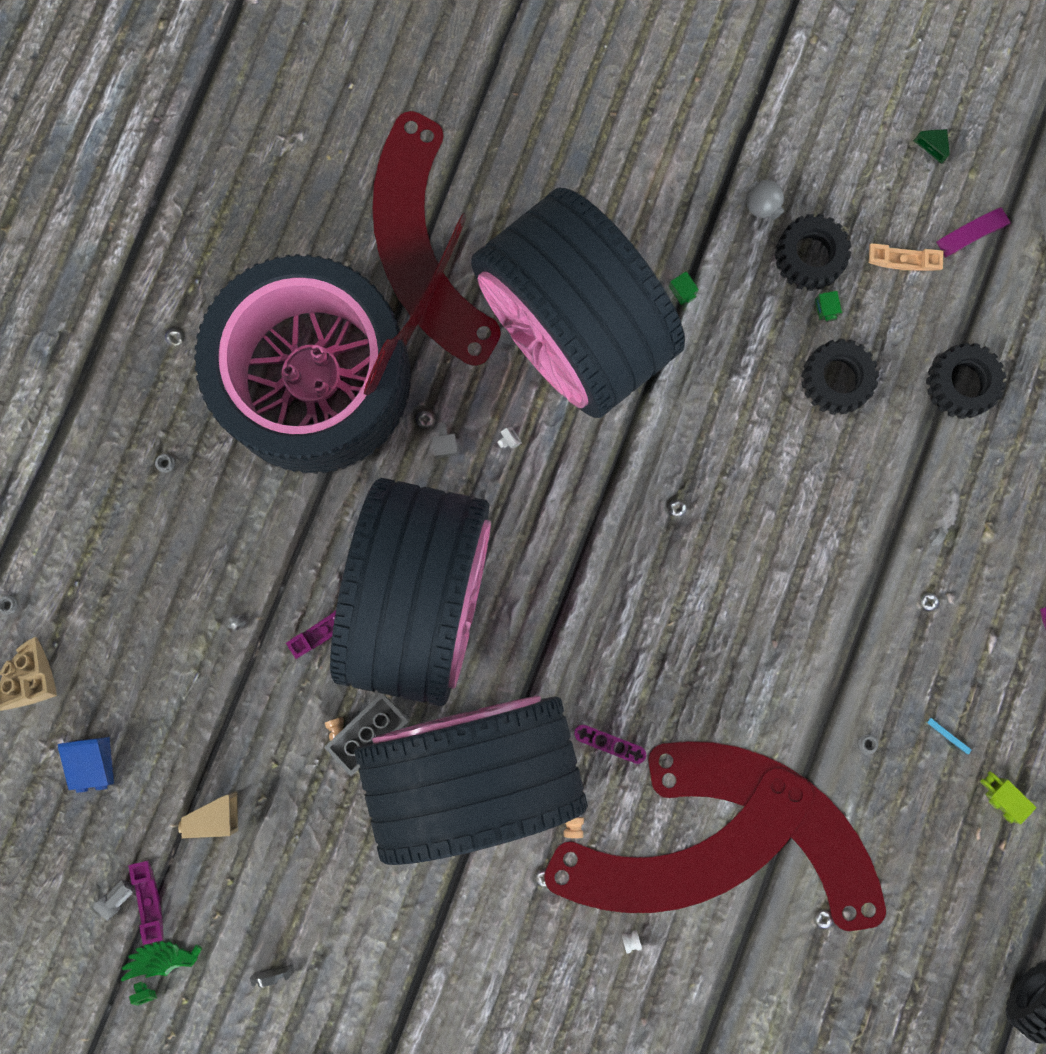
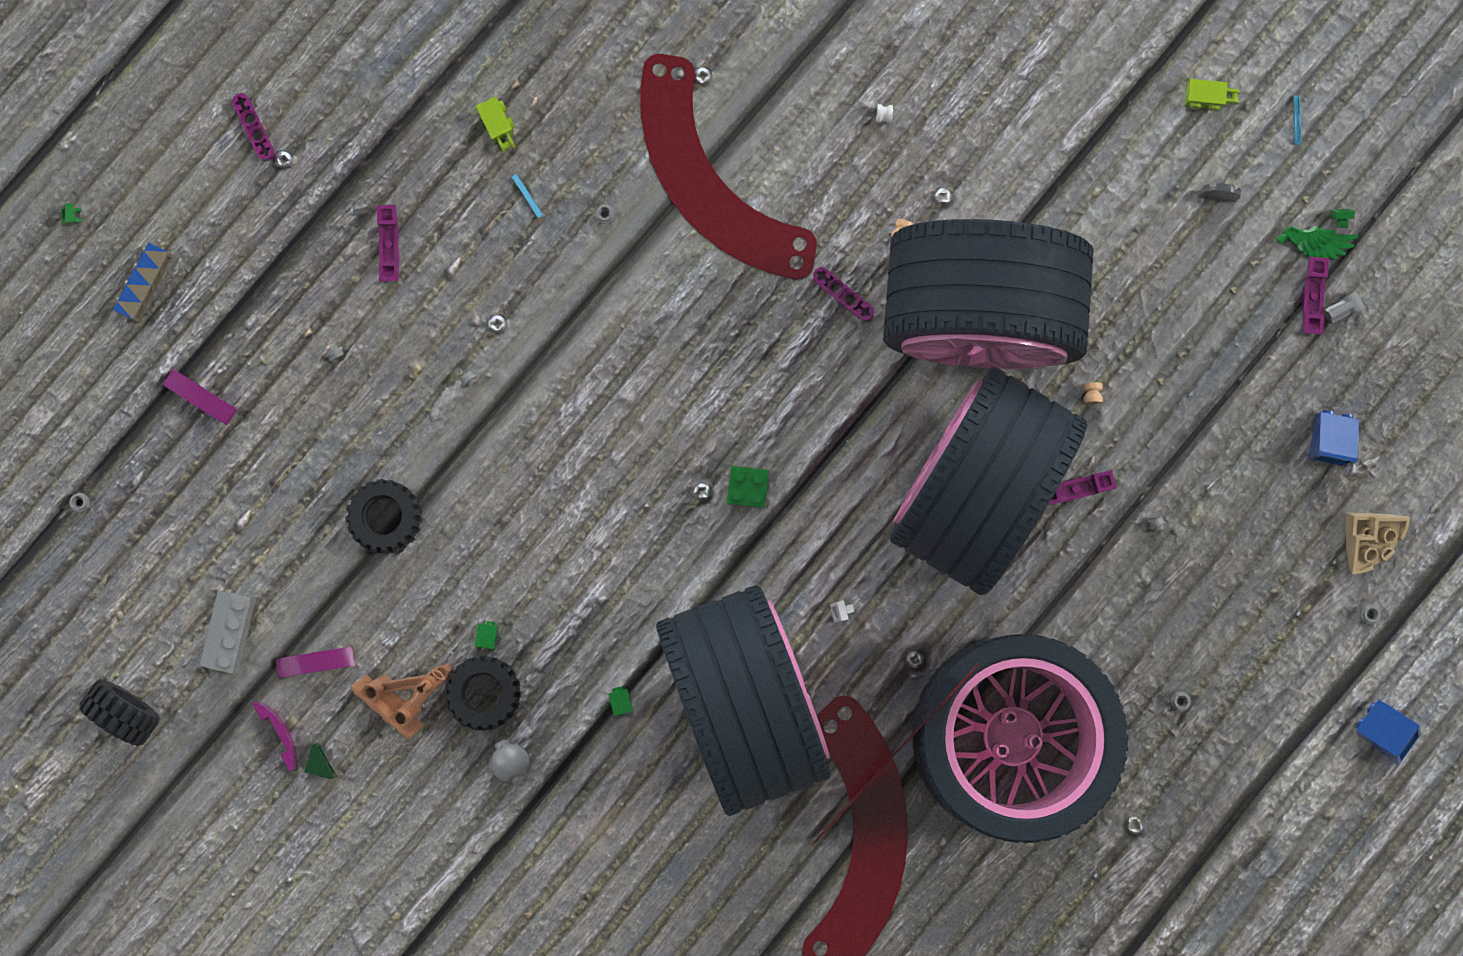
camera: 160 degrees left, 0 degrees up
(213, 819) = (1233, 348): tan slope -> none
(376, 719) = (1068, 379): light grey slope -> none
(445, 444) = (904, 626): light grey brick -> none
(636, 526) = (747, 487): none -> green plate
(689, 874) = (807, 155): dark red piece -> none
(856, 359) = (477, 561): black tyre -> none
(882, 207) = (401, 714): none -> nougat plate
(905, 259) = (392, 657): light nougat slope -> none
(979, 160) = (289, 756): none -> magenta slope

